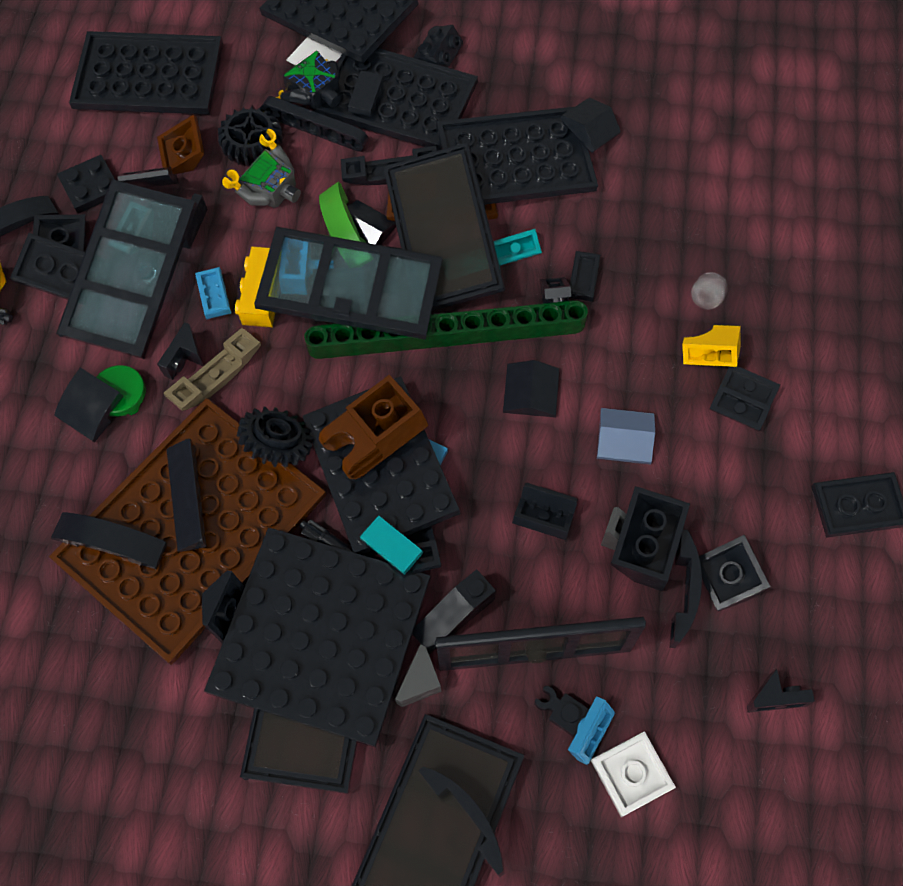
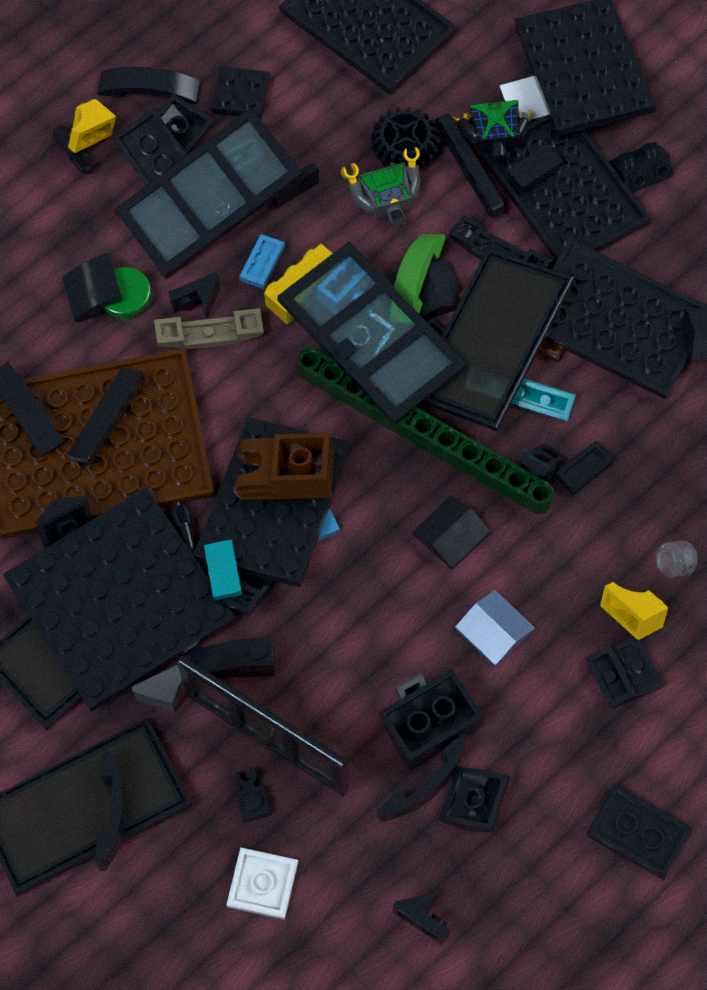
camera: 40 degrees right, 0 degrees up
(150, 177) = (286, 123): black slope -> none
(181, 146) = (339, 110): reddish brown slope -> none
(274, 436) = (209, 418): black gear -> none
(545, 511) = (370, 637): black bracket -> none
(591, 730) = (257, 826): dark azure plate -> none

